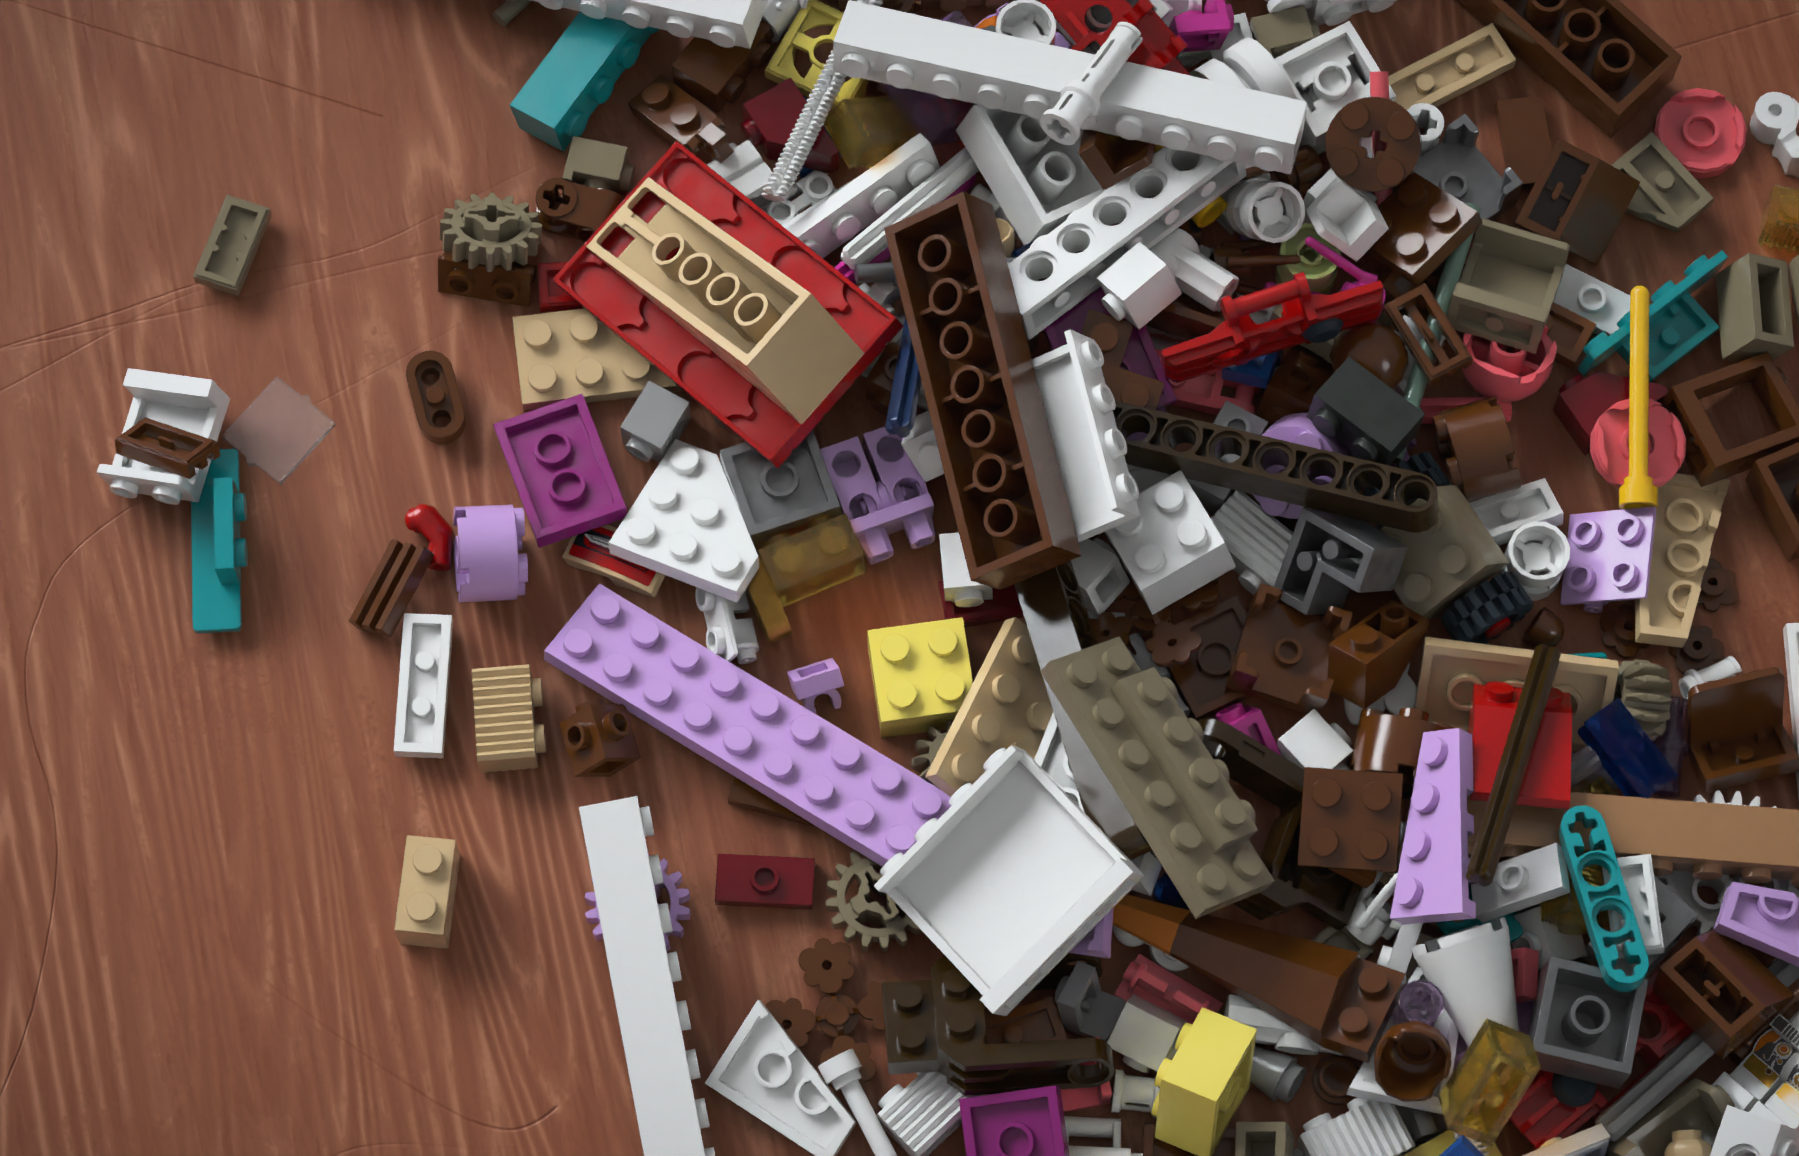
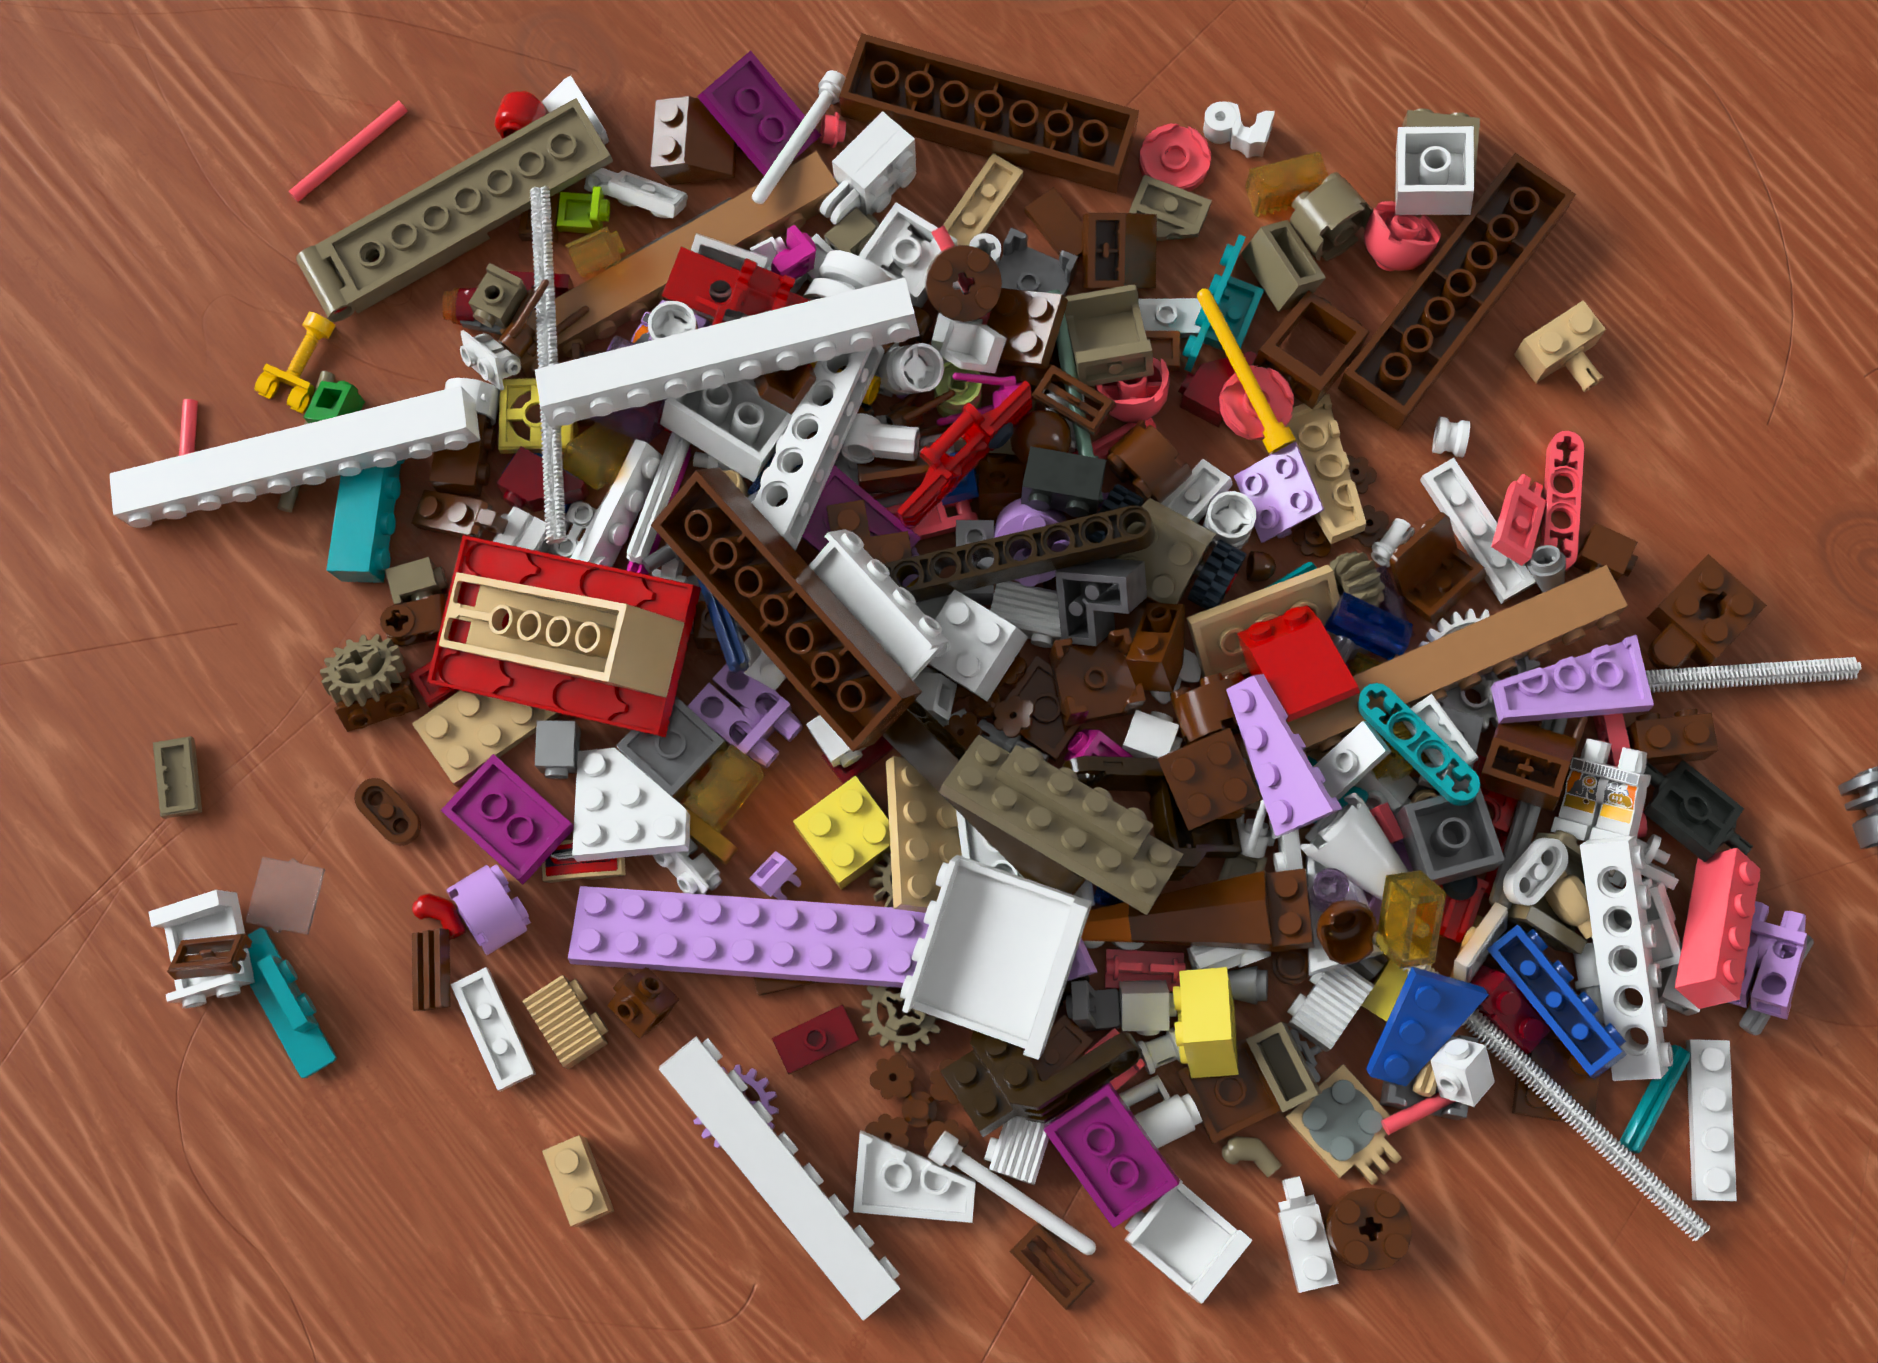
camera: 25 degrees left, 5 degrees up
(1082, 97) = (744, 356): white pin -> none
(1138, 286) = (853, 472): white brick -> none
(1513, 766) = (1306, 683): dark brown axle -> none
(1660, 1112) = (1533, 874): none -> white plate

